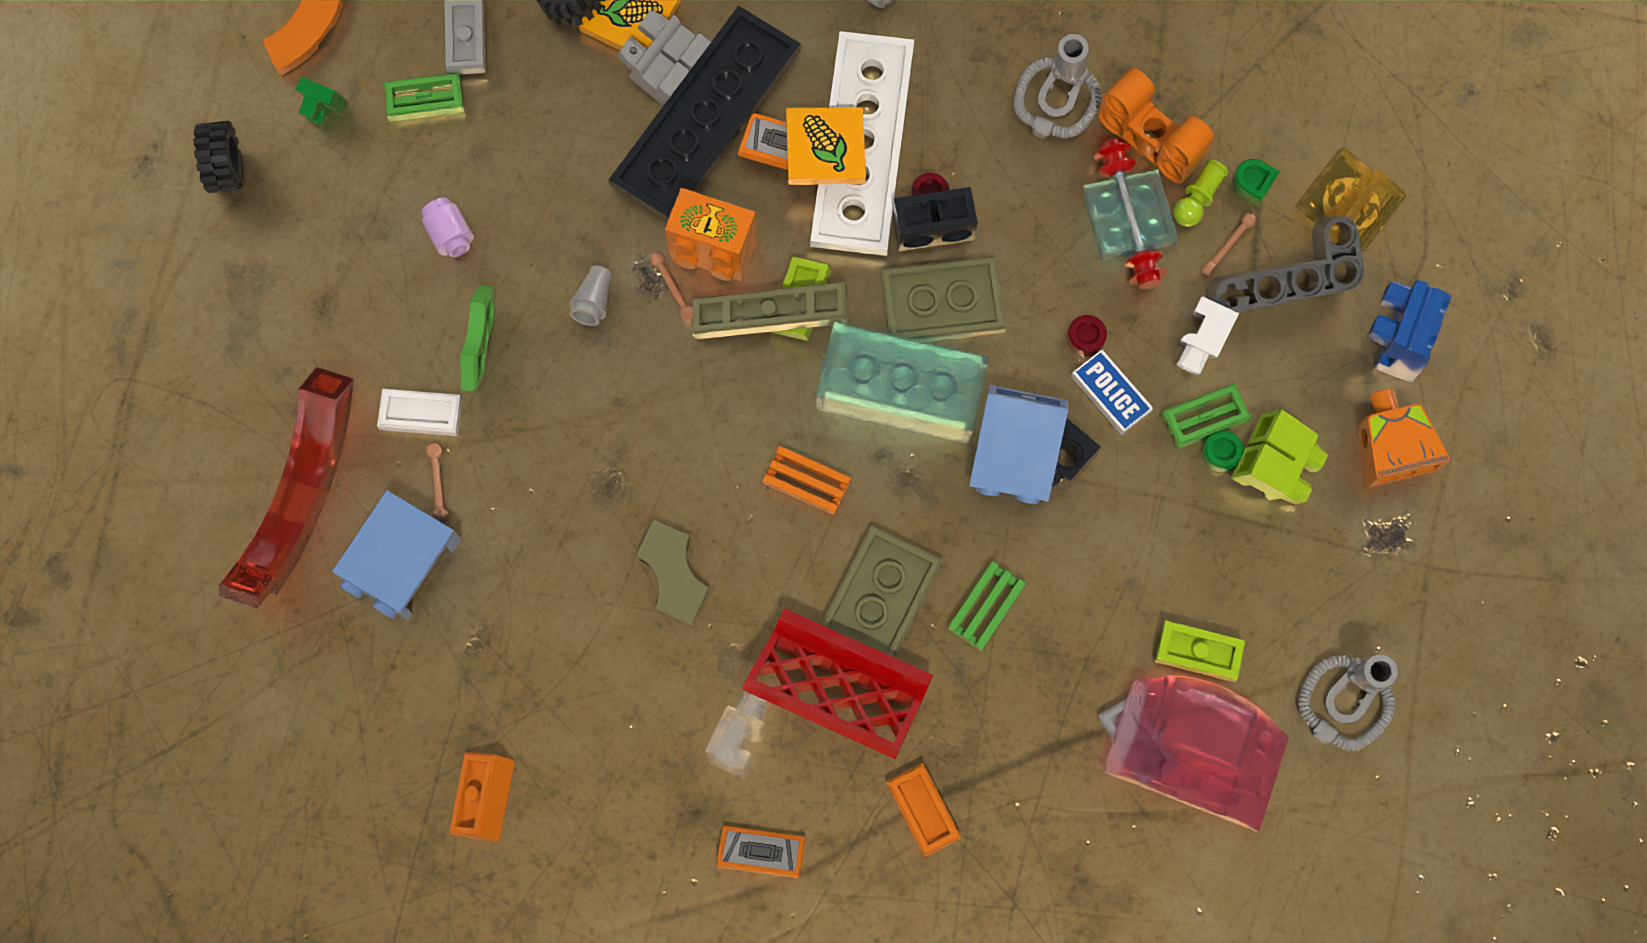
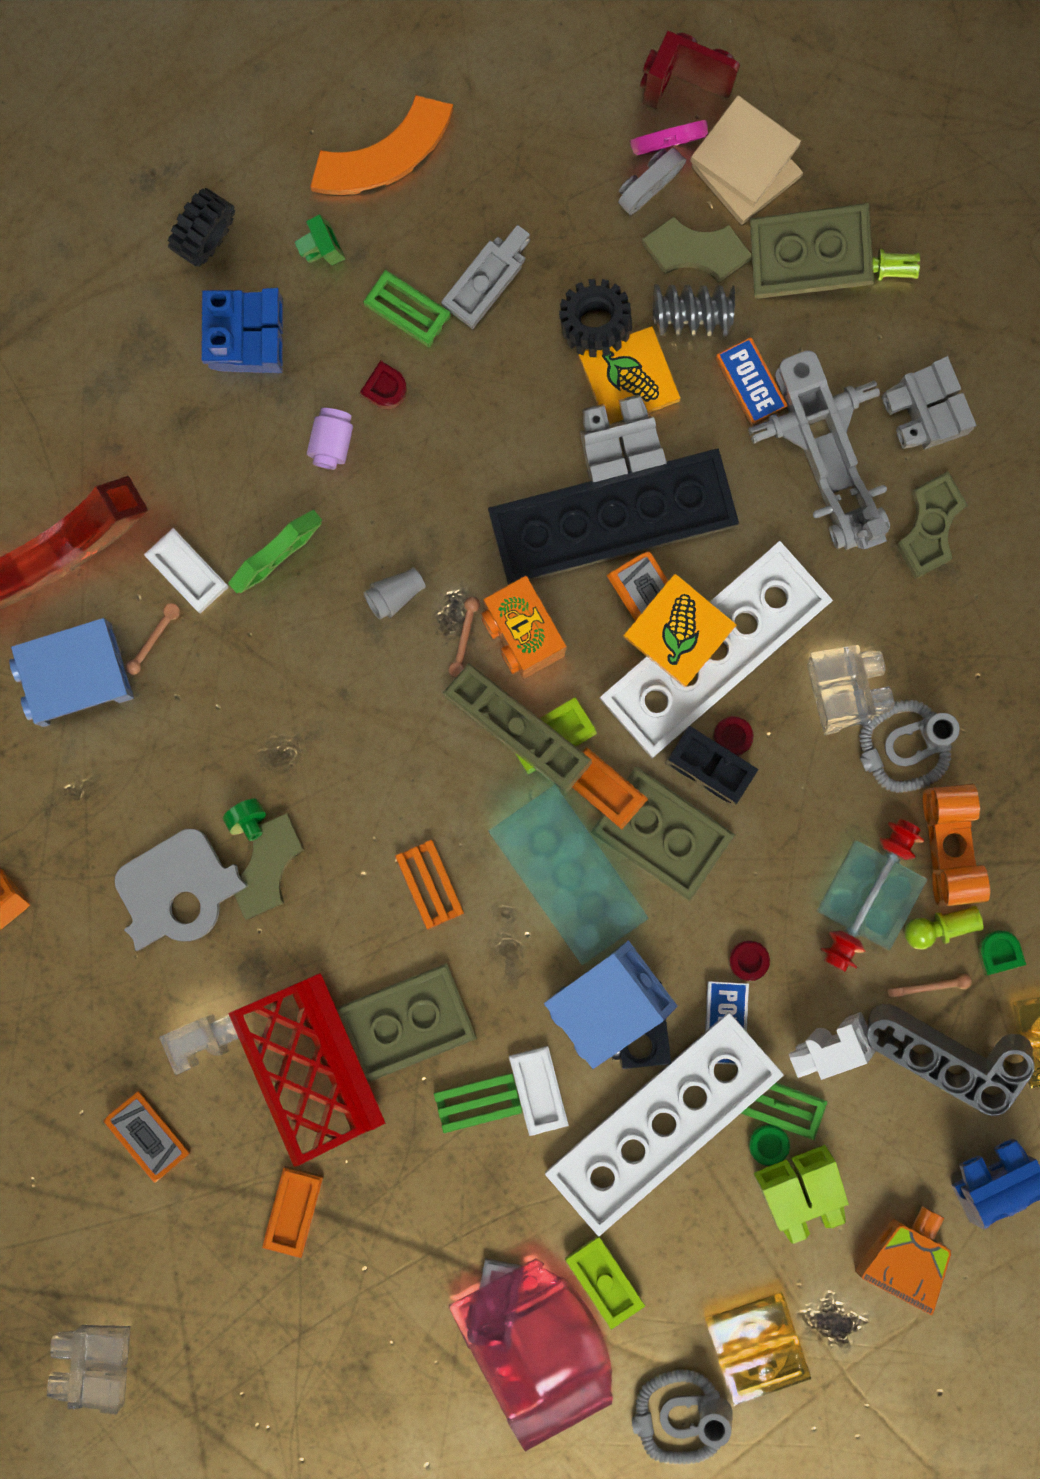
camera: 40 degrees right, 10 degrees up
(313, 206) = (242, 330): none -> blue hips
(456, 163) = (385, 387): none -> dark red tile
(597, 644) = (173, 867): none -> light grey piece
(625, 548) = (245, 818): none -> green tile
(879, 301) = (609, 791): none -> orange tile
(977, 90) = (843, 687): none -> clear hips
(1023, 558) = (538, 1090): none -> white tile
(1110, 511) = (664, 1152): none -> white plate
(1353, 602) = (758, 1348): none -> clear yellow slope

